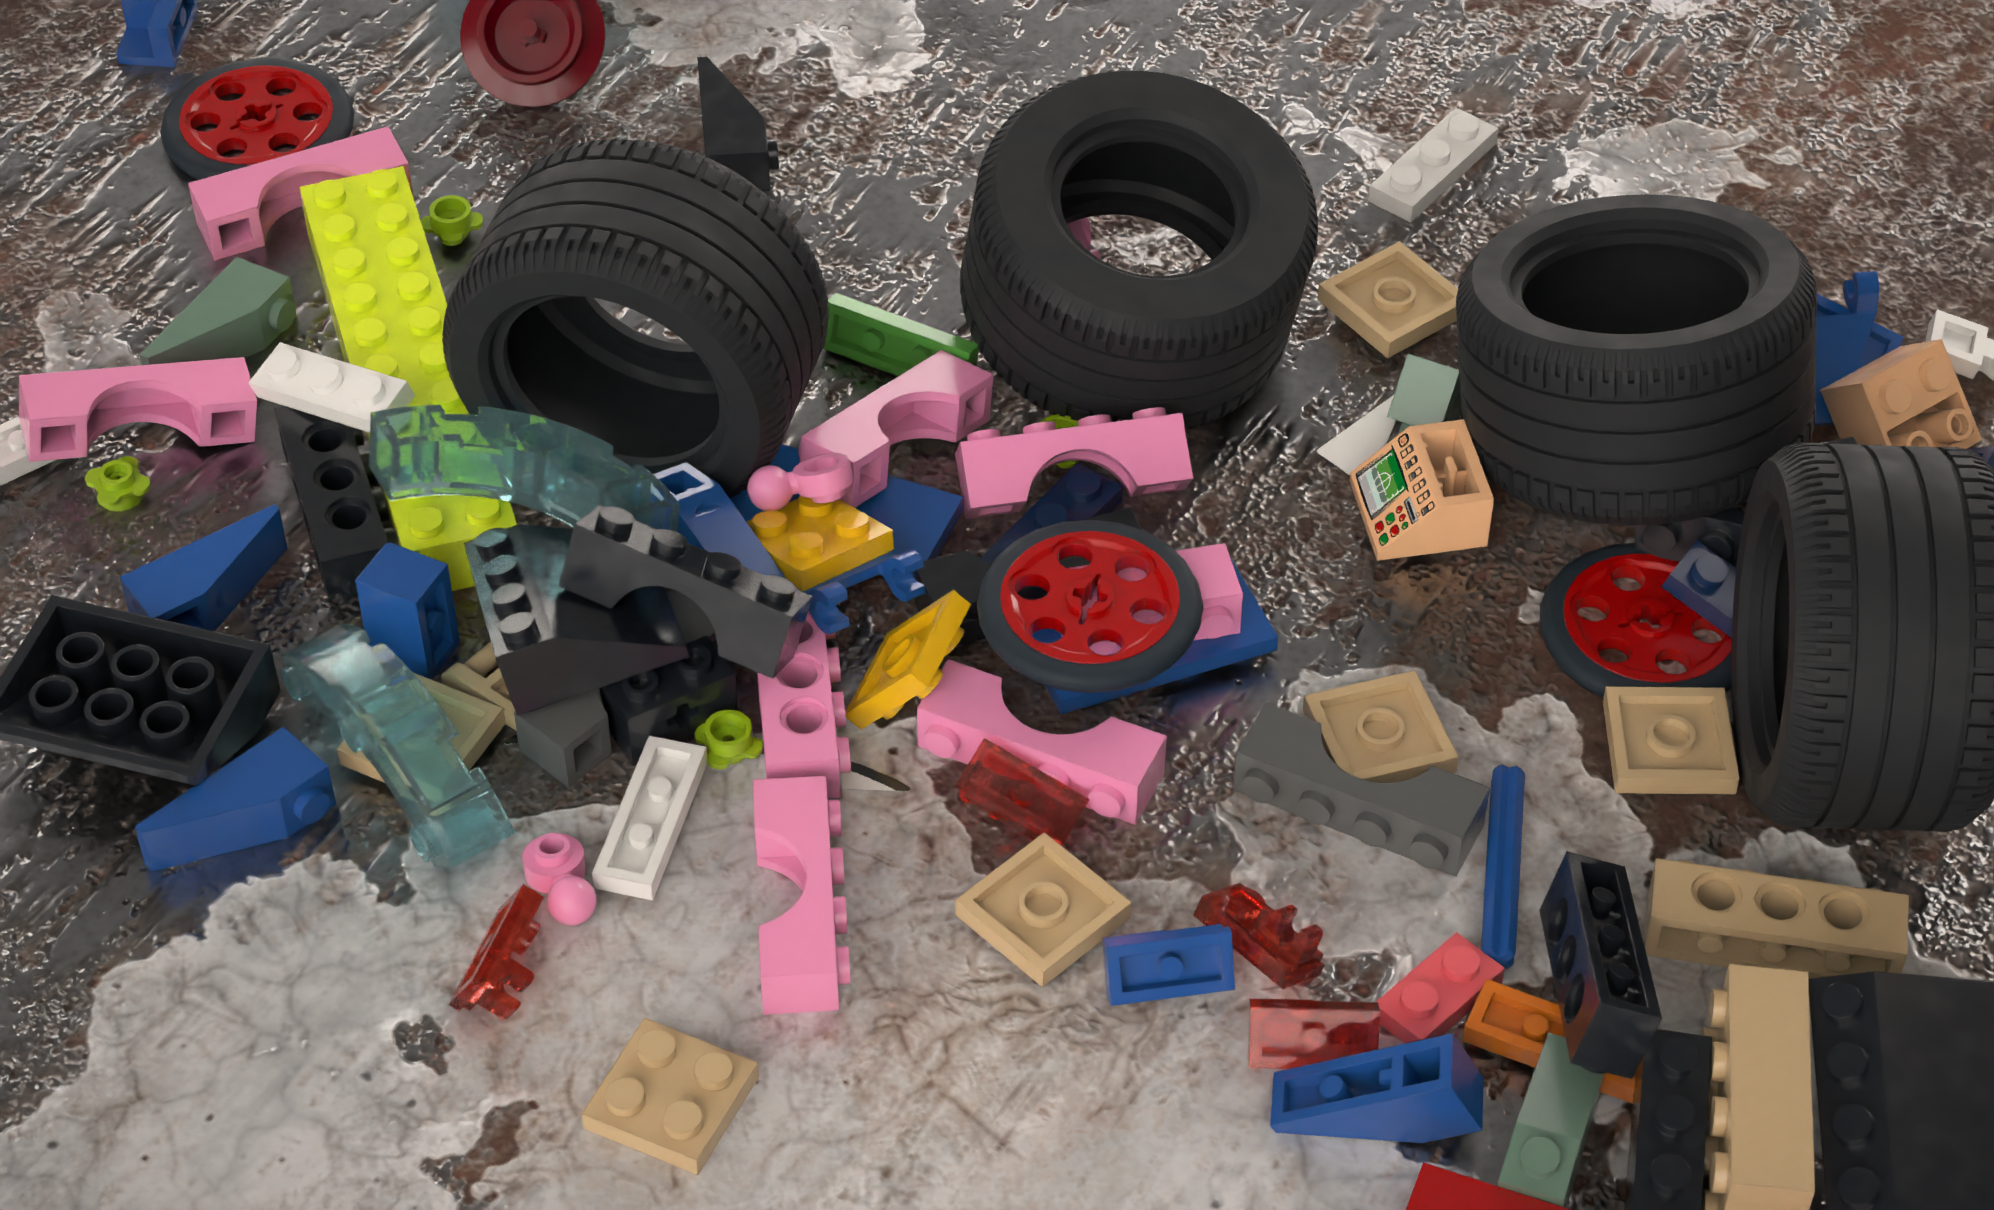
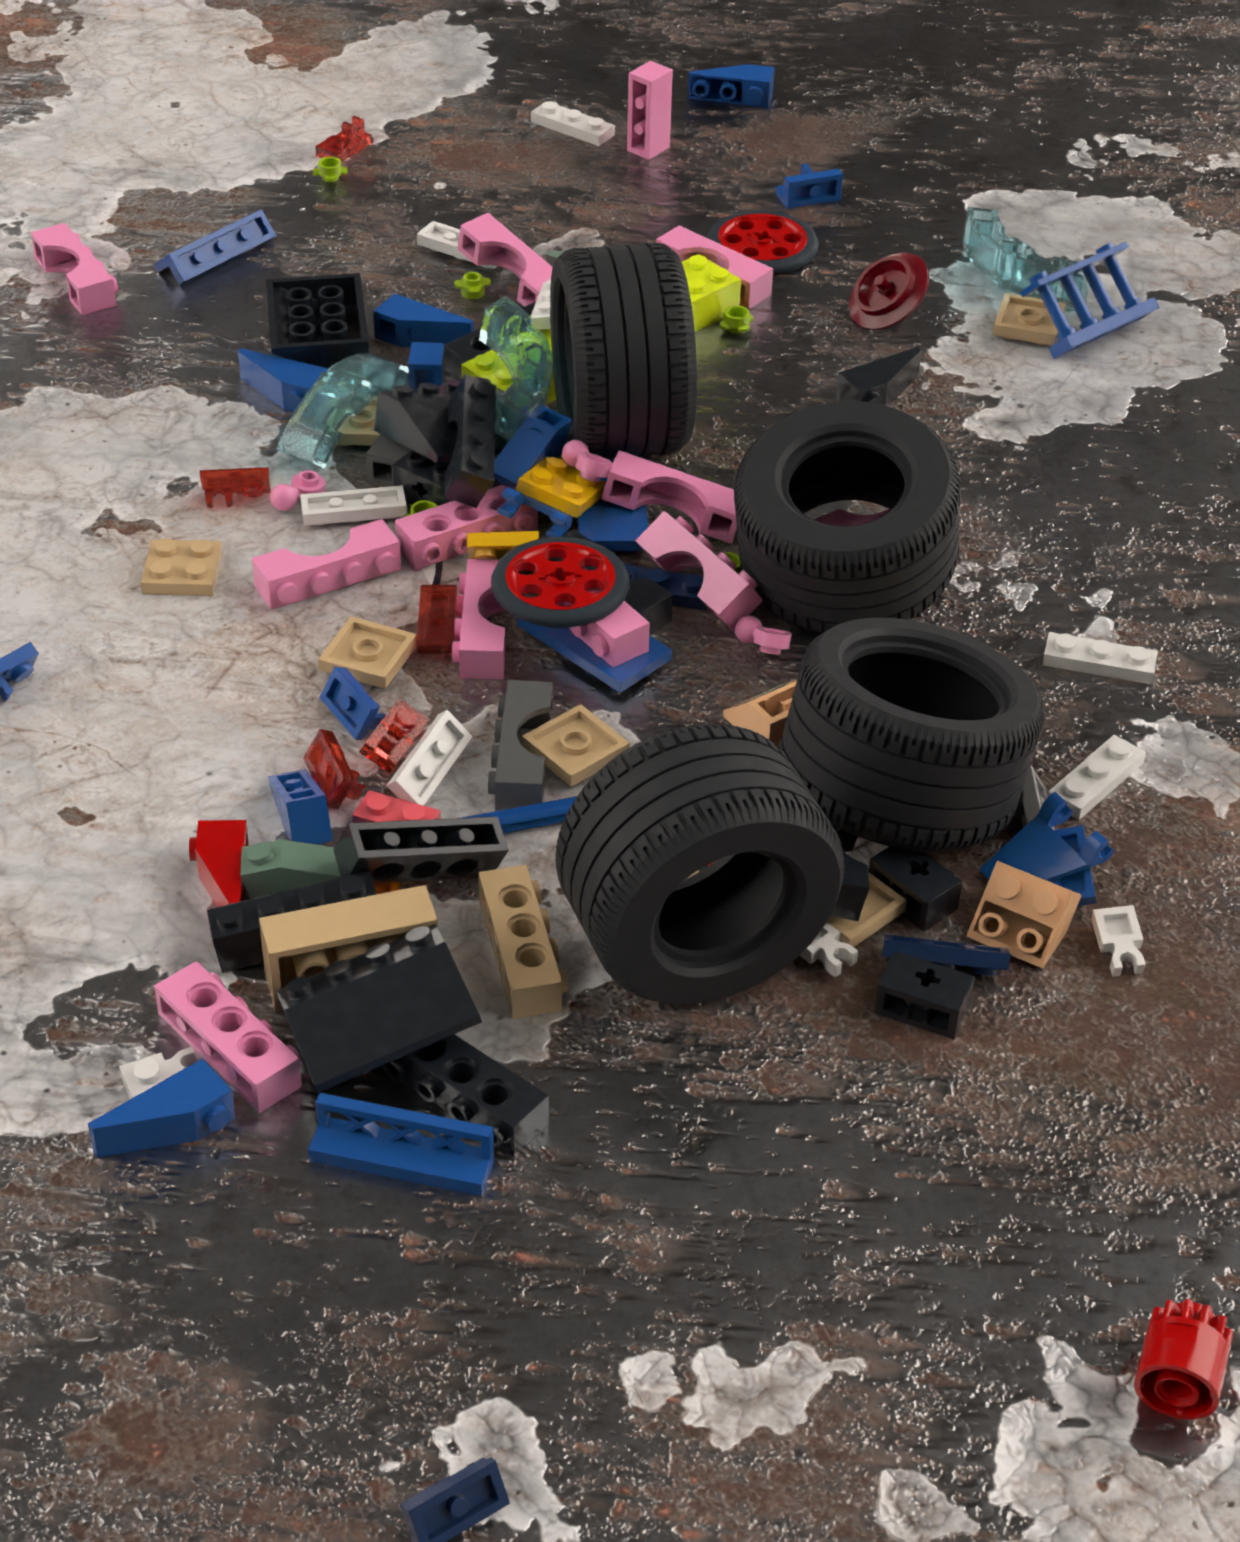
camera: 65 degrees right, 5 degrees down
(1245, 450) = (771, 640): none -> bright pink plate
(1343, 909) = (430, 759): none -> white plate

